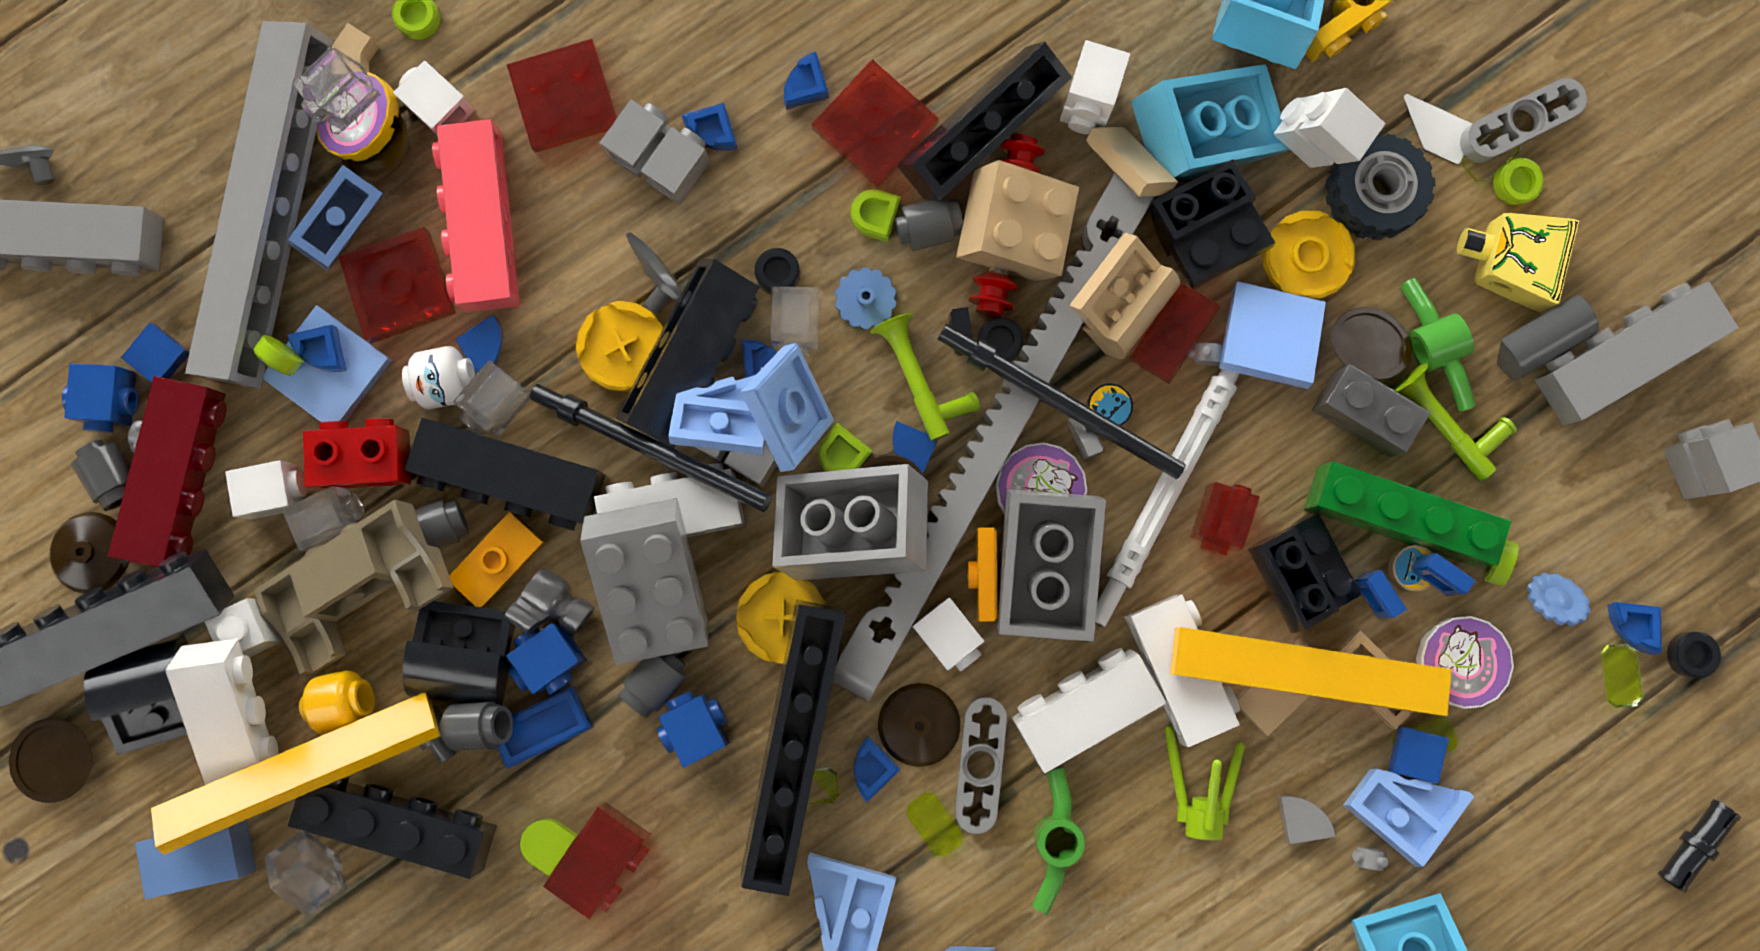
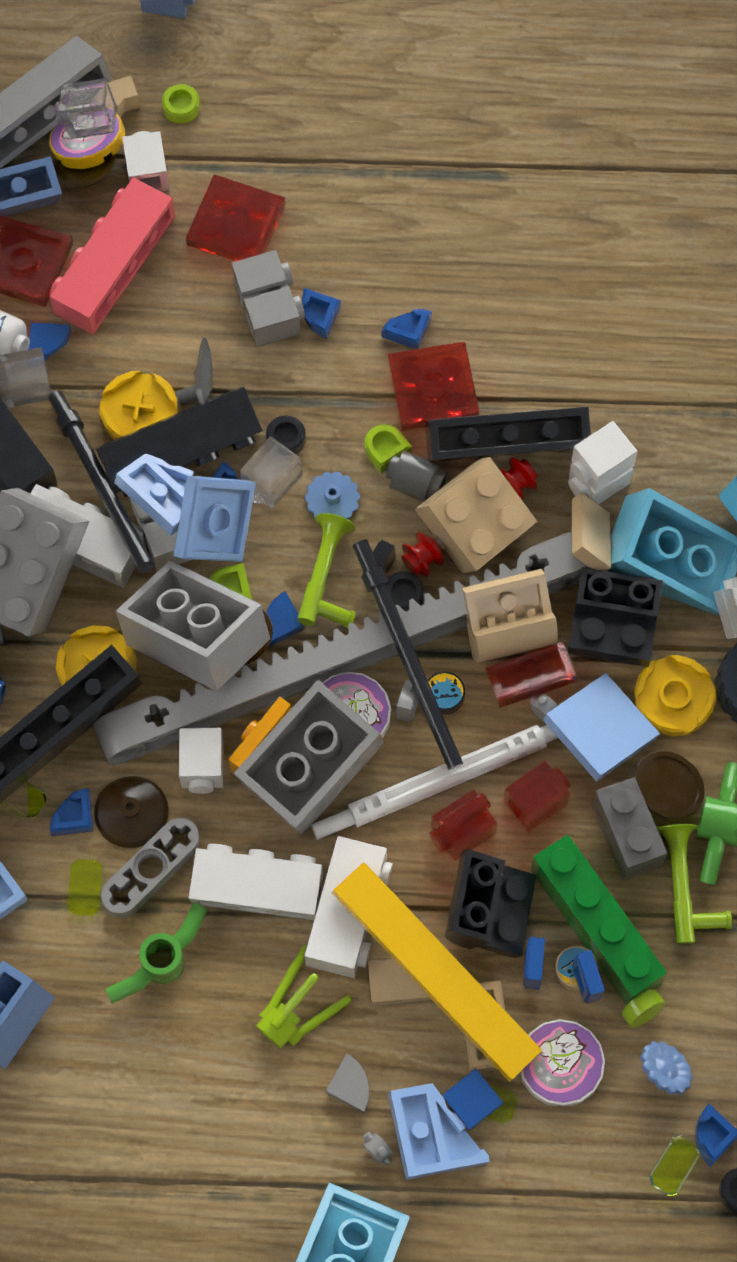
camera: 35 degrees right, 15 degrees down
(1267, 440) = (537, 795): none -> clear red brick

